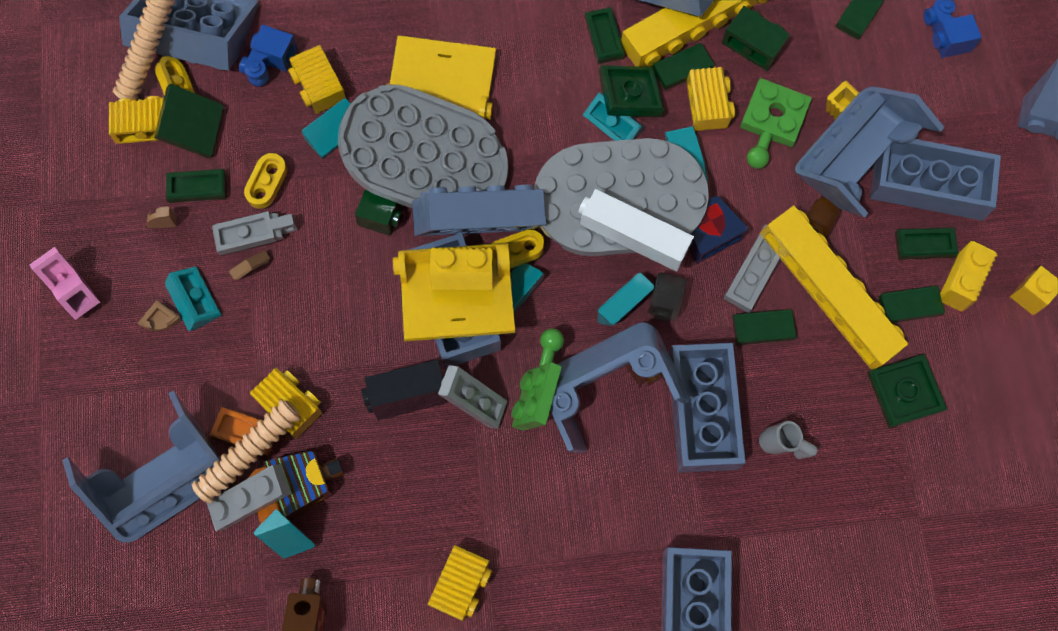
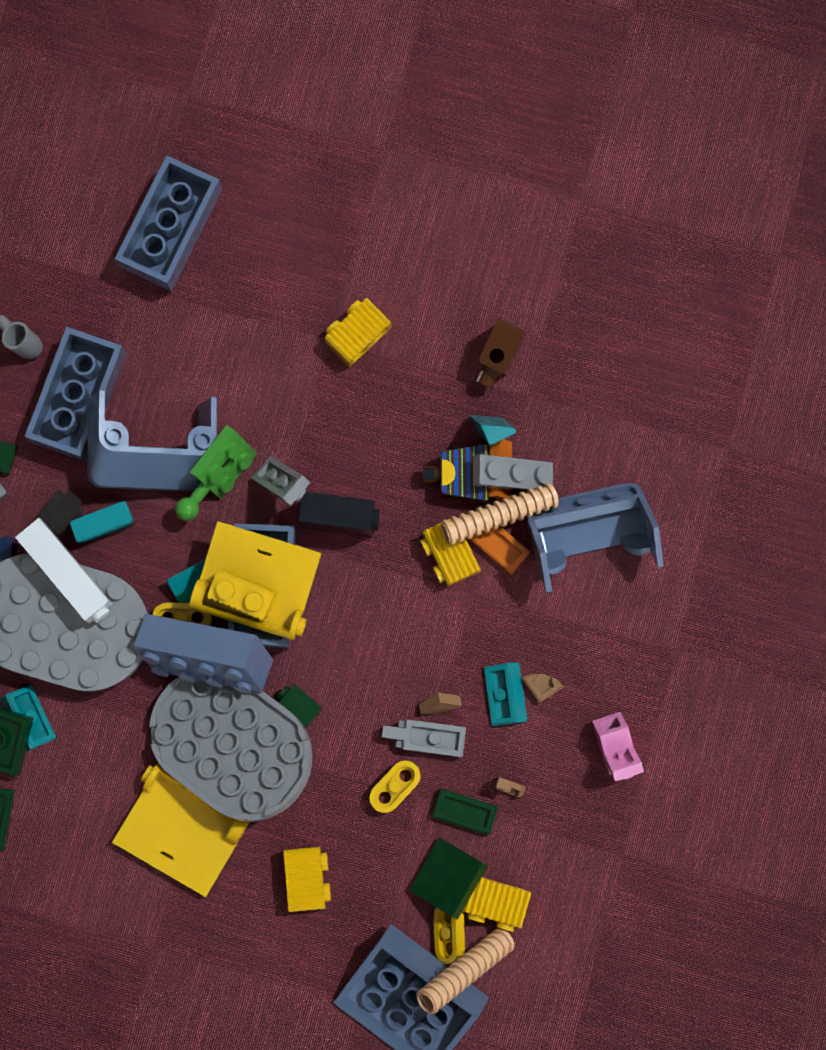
camera: 155 degrees left, 10 degrees up
(268, 48) = (341, 933): blue brick -> none
(323, 132) = (308, 818): teal slope -> none

